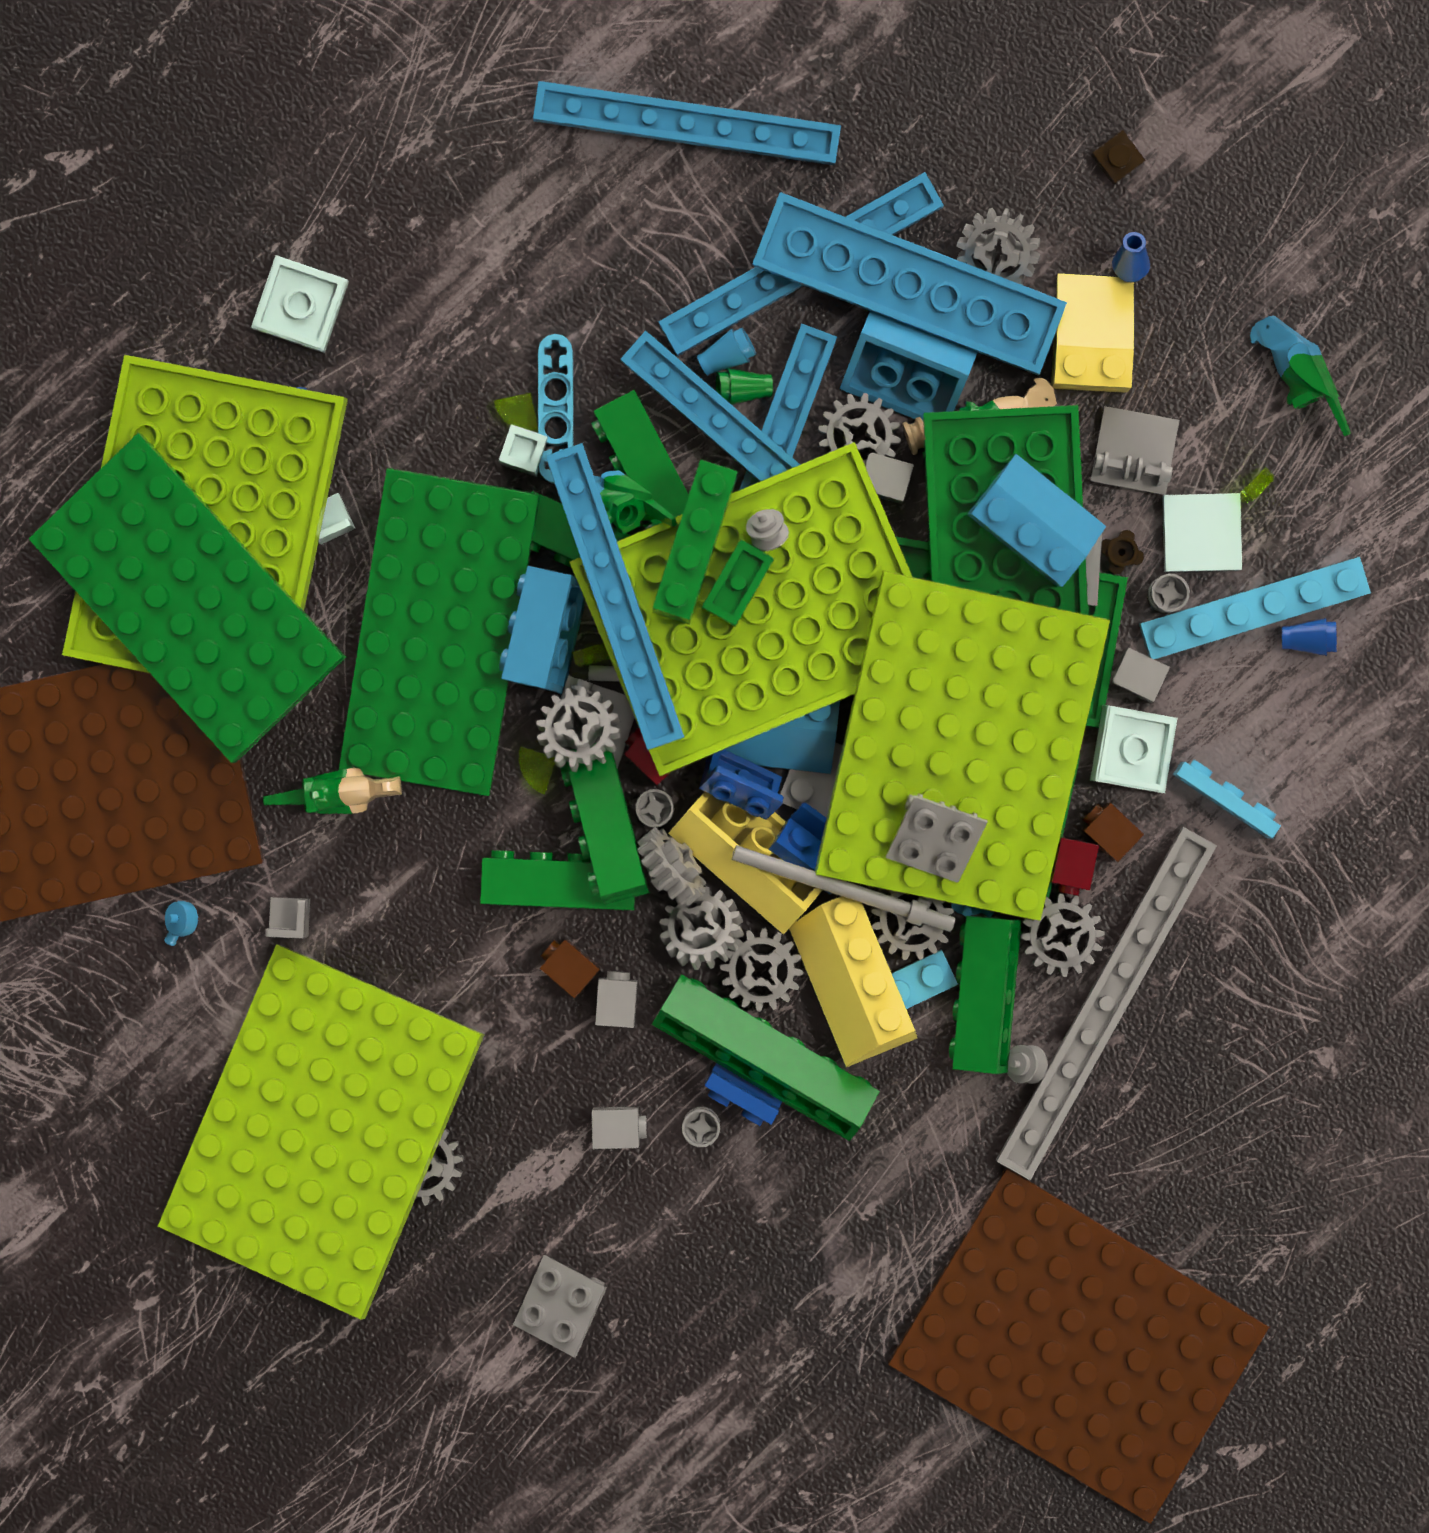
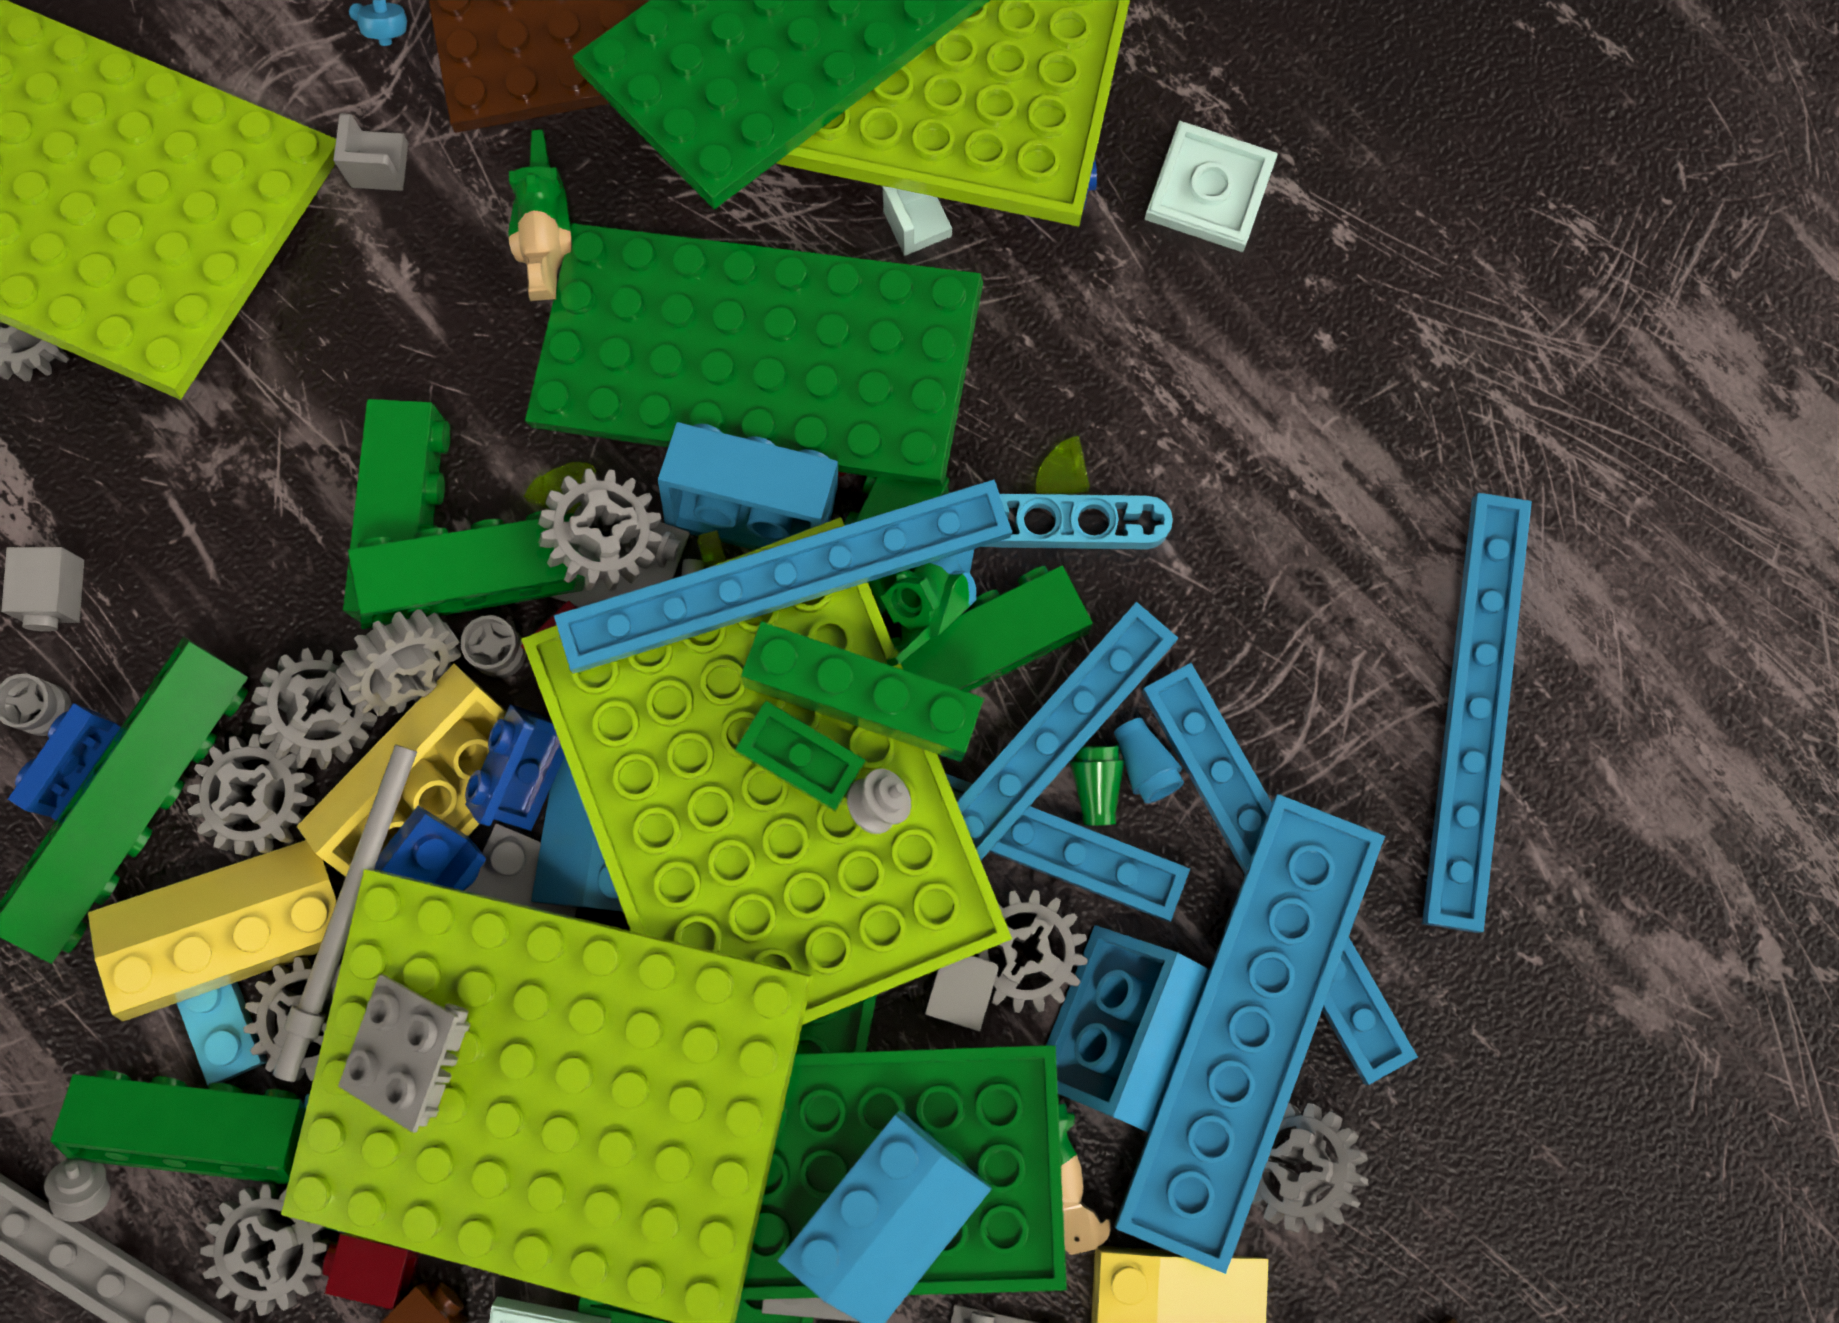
camera: 95 degrees right, 10 degrees down
(523, 450) = (1010, 464): light aqua panel -> none
(568, 966) = (275, 524): reddish brown brick -> none
(616, 1000) = (221, 589): light grey brick -> none
(914, 434) = (1026, 1034): tan bush -> none

